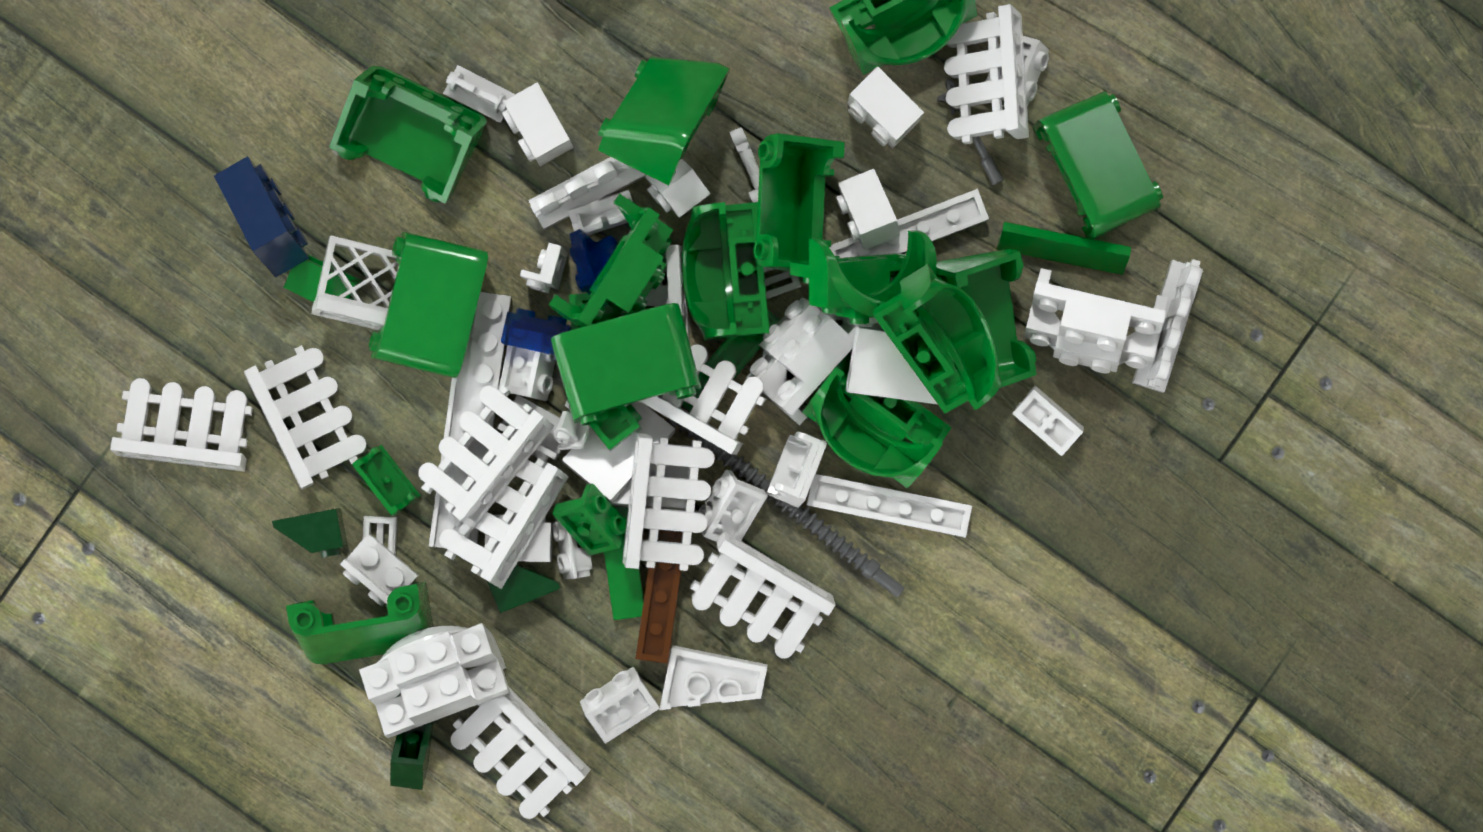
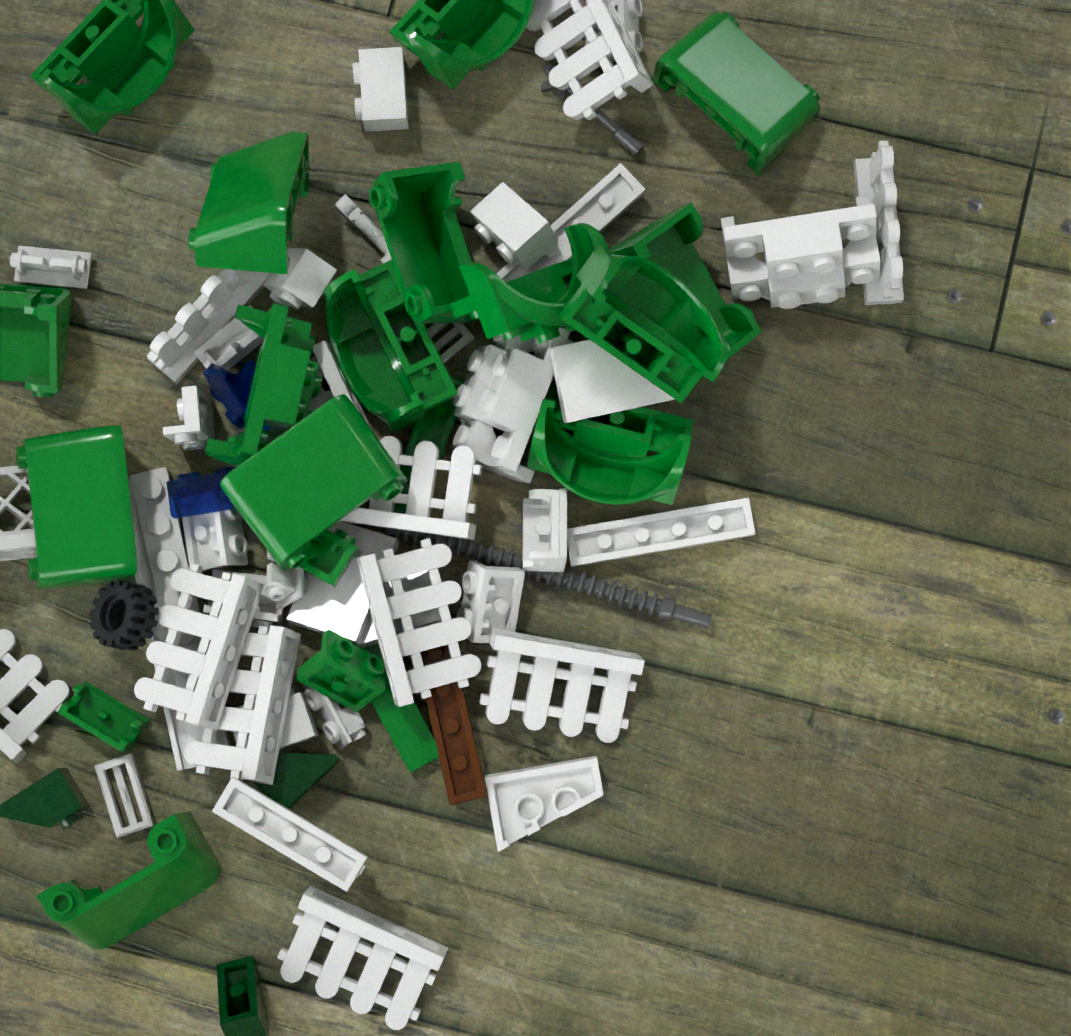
camera: 15 degrees left, 5 degrees down
(377, 569) = (127, 817): white bracket -> none
(433, 676) = (233, 913): white piece -> none
(444, 413) = (138, 618): none -> black tyre
(501, 635) = (290, 834): none -> white fence
(538, 124) = (119, 266): white brick -> none
(618, 704) = (451, 863): white bracket -> none
(805, 51) = (382, 89): none -> white brick
(883, 108) = (488, 114): white brick -> none
(1048, 420) = (793, 376): white hinge -> none
(1064, 248) = (740, 188): green tile -> none

